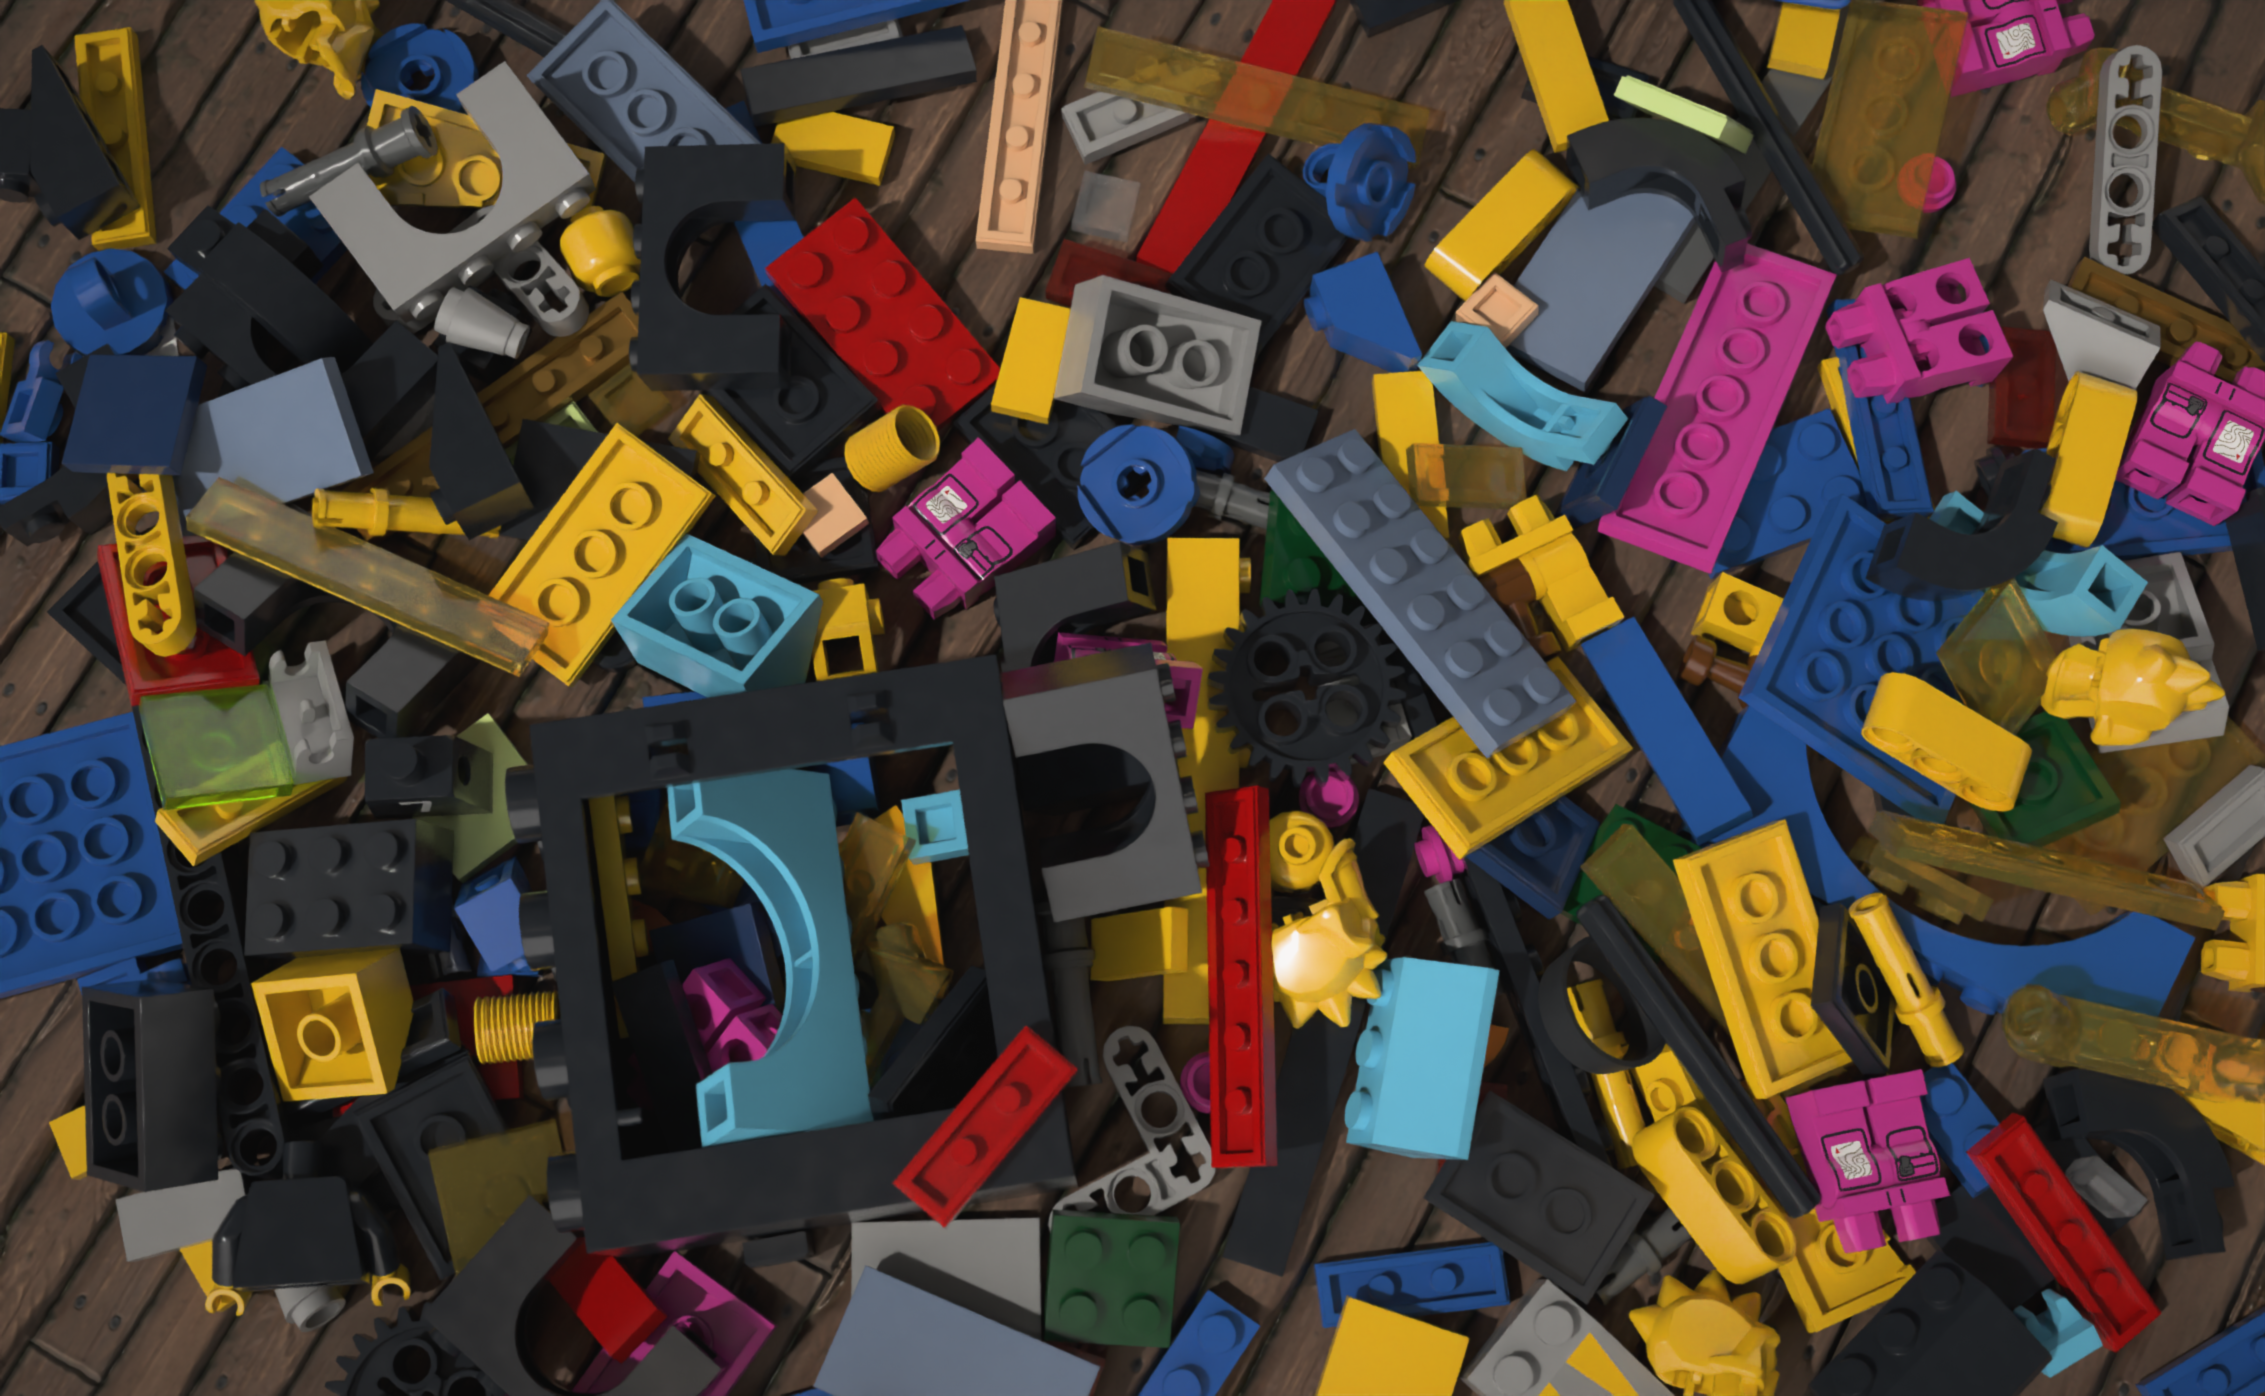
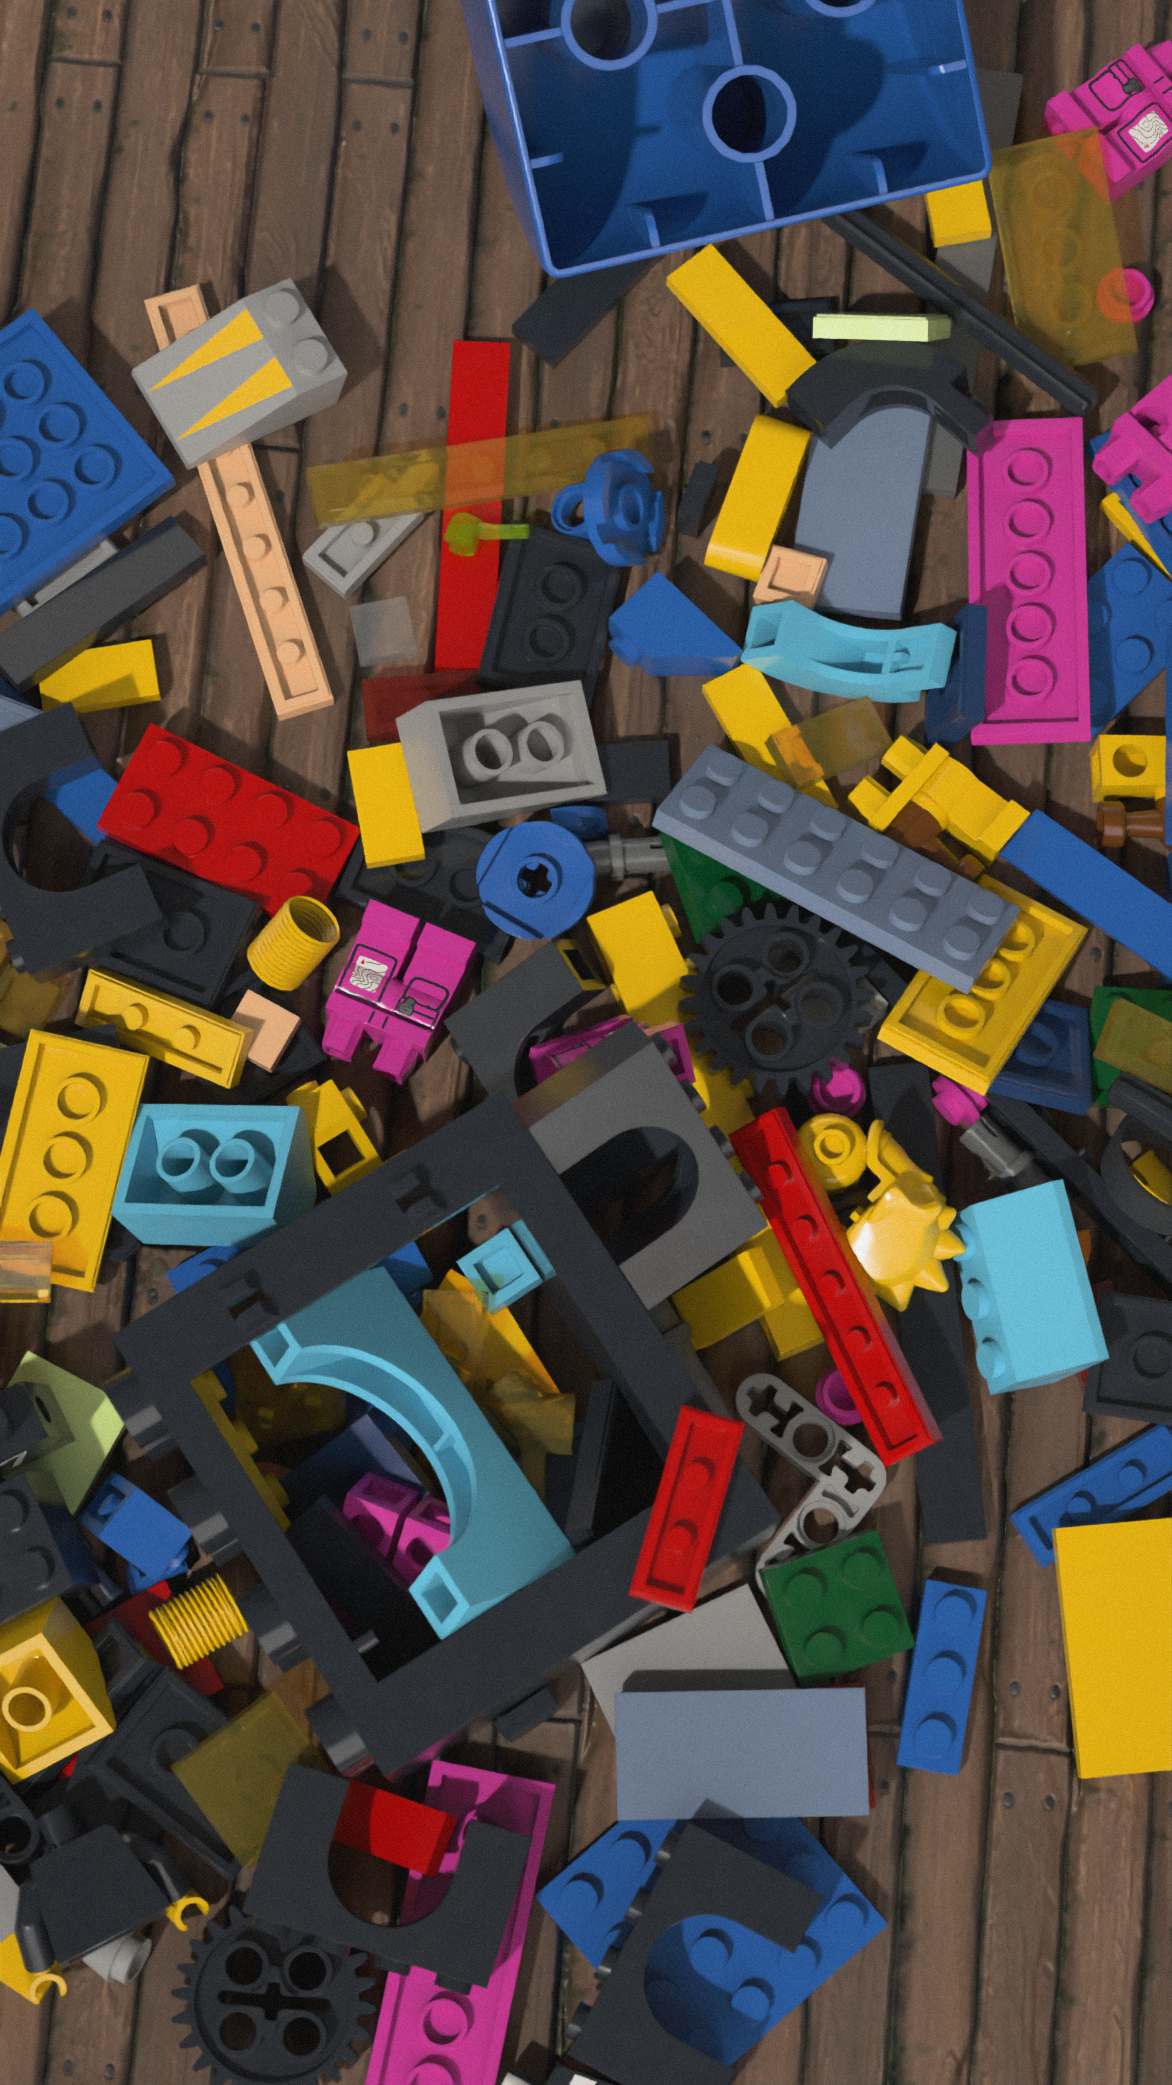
camera: 25 degrees left, 0 degrees up
(1220, 144) = (467, 530): none -> clear neon green hand
(1444, 204) = (697, 498): none -> black tile

